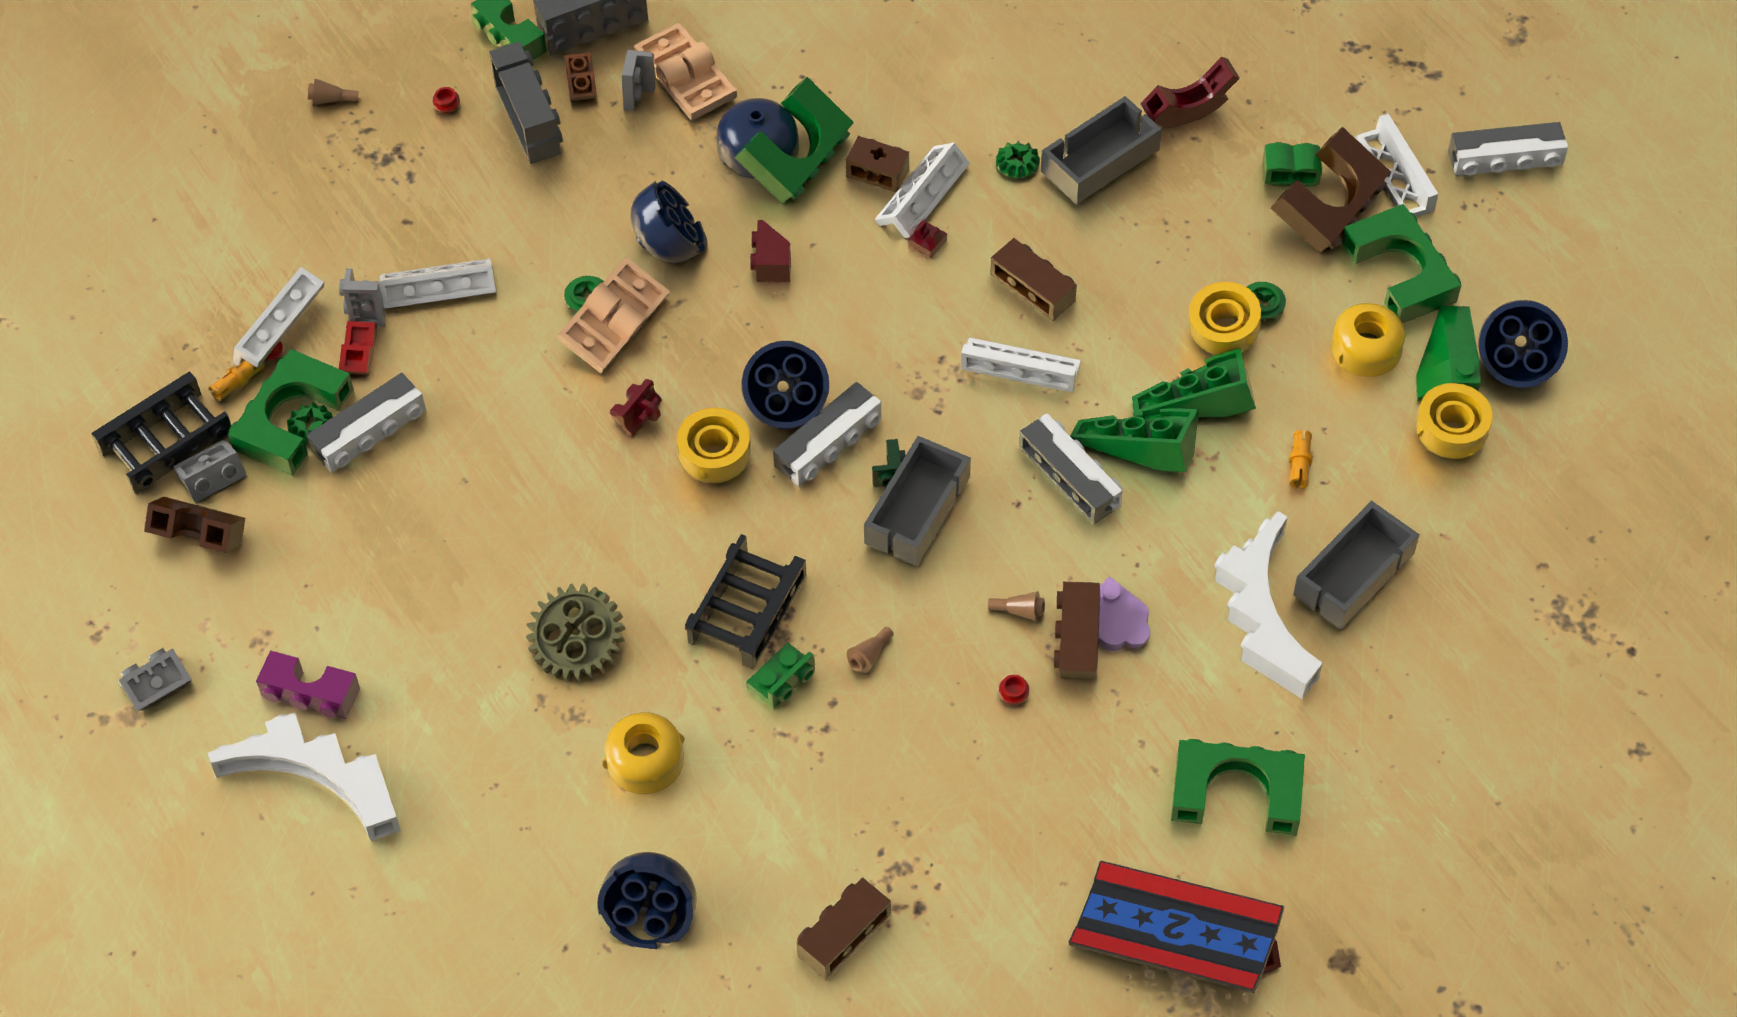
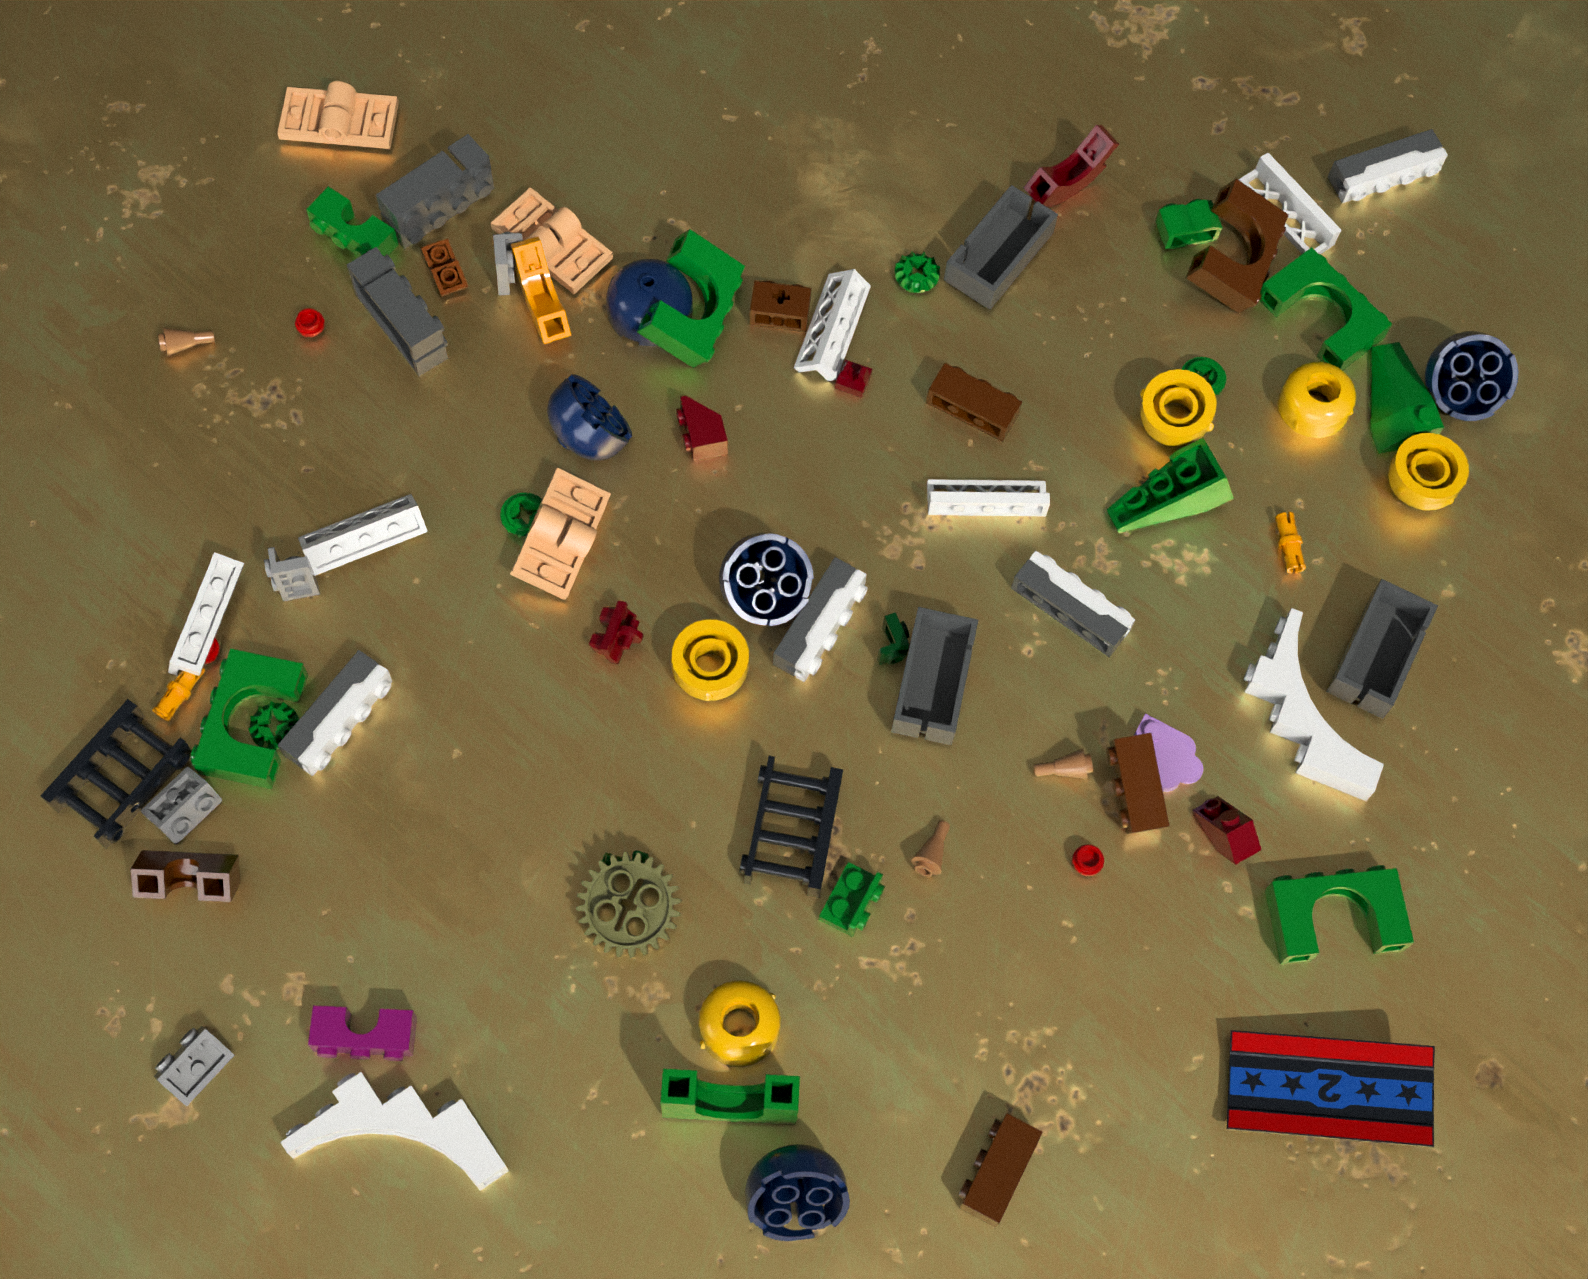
camera: 20 degrees left, 10 degrees up
(358, 347) = (299, 627): red slope -> none
(574, 800) = (691, 1098): none -> green arch
(658, 107) = (539, 290): none -> light orange arch
(1155, 441) = (1142, 554): green wedge -> none
(1155, 690) = (1228, 829): none -> dark red slope

